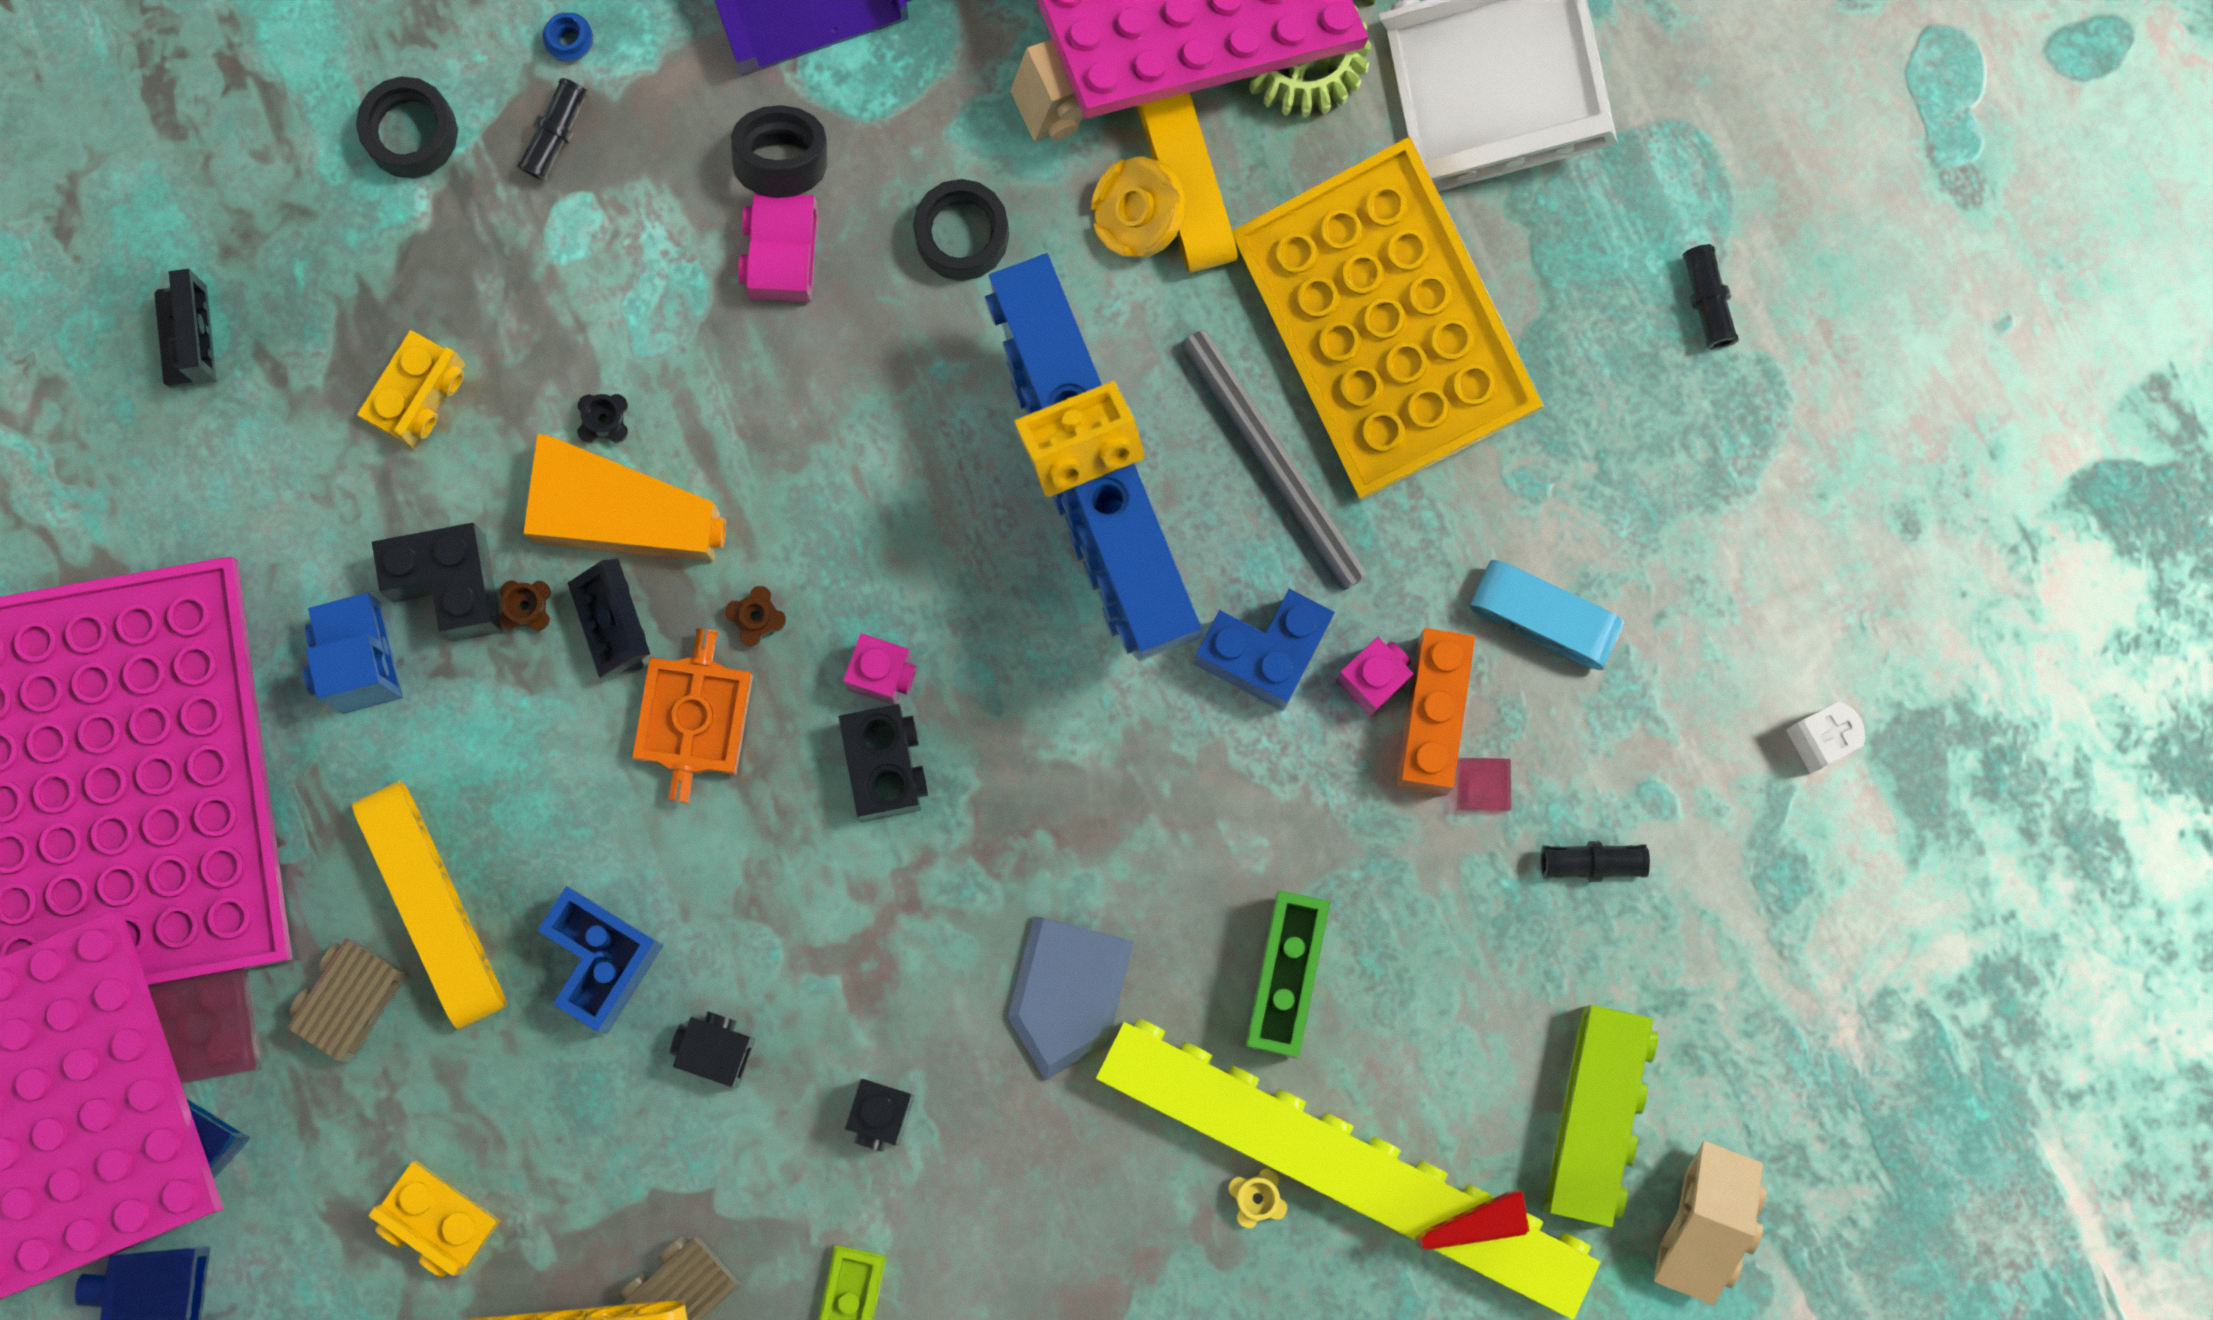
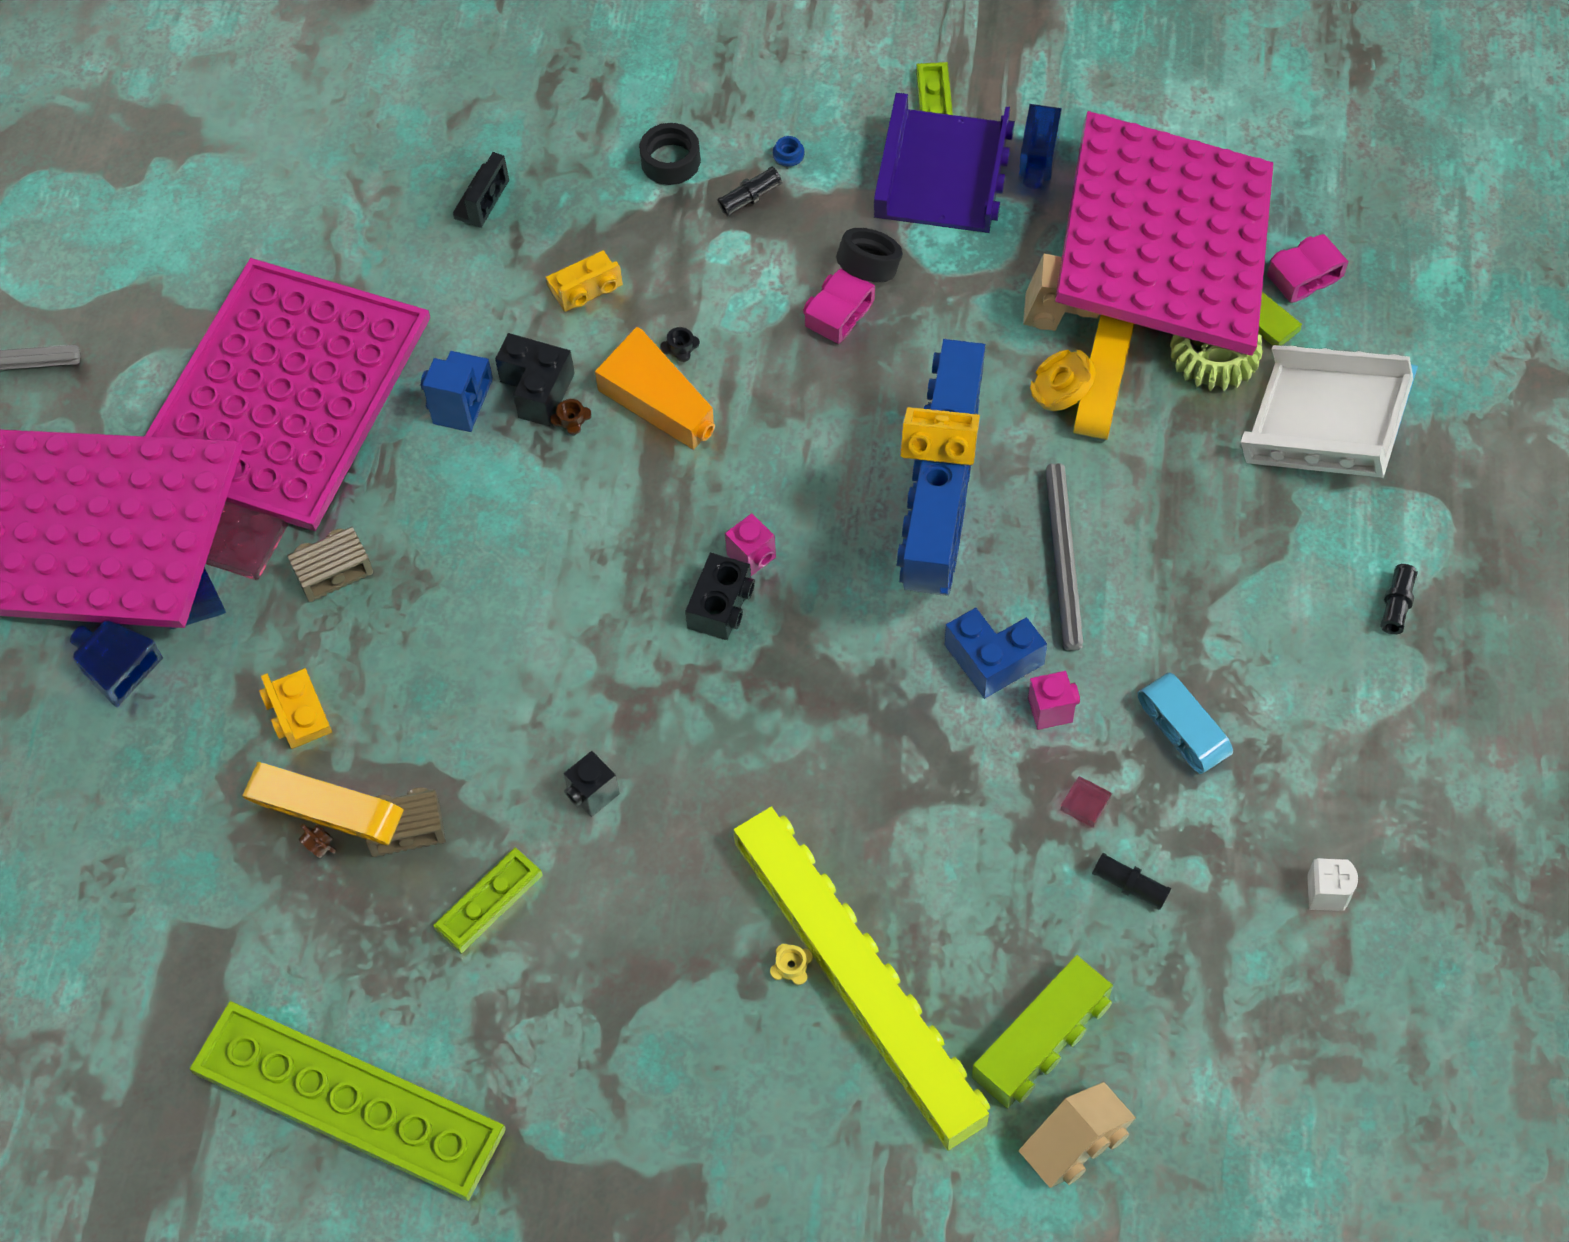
camera: 35 degrees right, 20 degrees down
(429, 905) = (410, 540): yellow beam -> none
(609, 619) = (612, 440): black bracket -> none
(611, 956) = (489, 616): blue brick -> none
(692, 716) = (627, 518): orange plate -> none
(712, 1049) = (517, 699): black brick -> none
(769, 621) = (701, 493): reddish brown plate -> none
(961, 192) = (943, 326): black tyre -> none
(1067, 992) = (749, 782): sand blue tile -> none
(1287, 974) = (890, 836): bright green brick -> none
(1387, 319) = (1179, 508): yellow plate -> none
(1435, 711) = (1078, 739): orange brick -> none
(1492, 1220) = (924, 1038): red slope -> none

